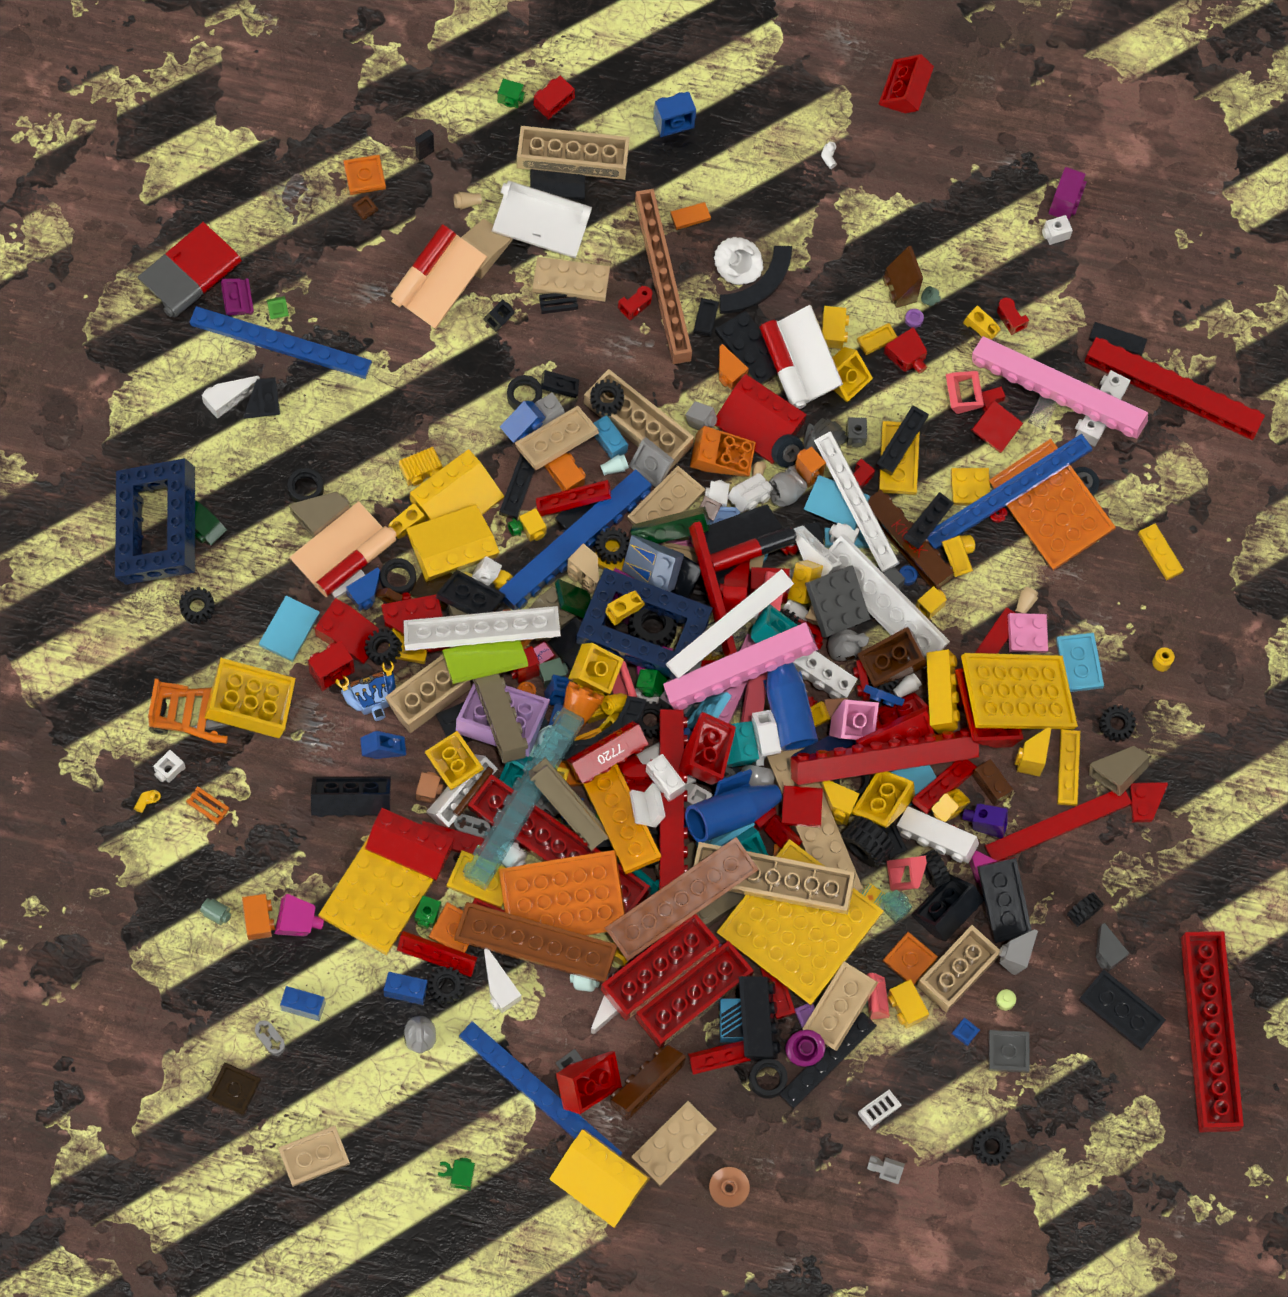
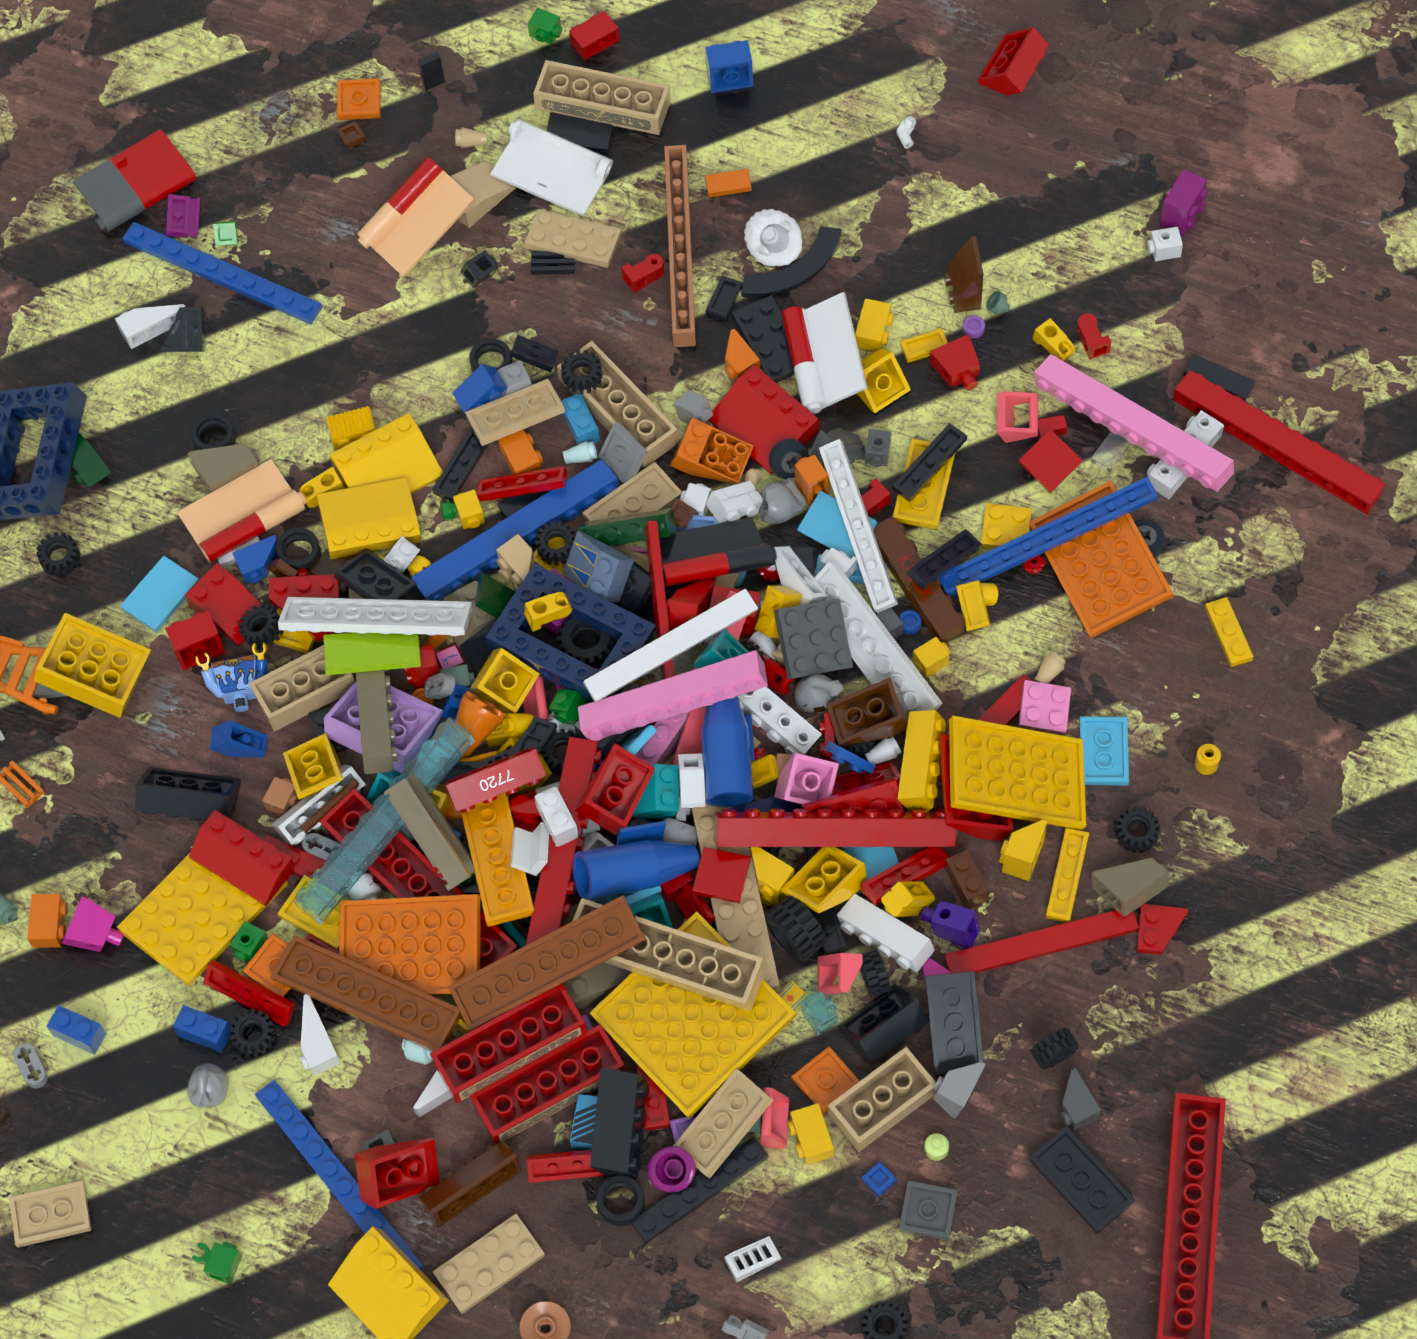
camera: 20 degrees right, 5 degrees down
(541, 676) = (439, 686): none -> light grey beam

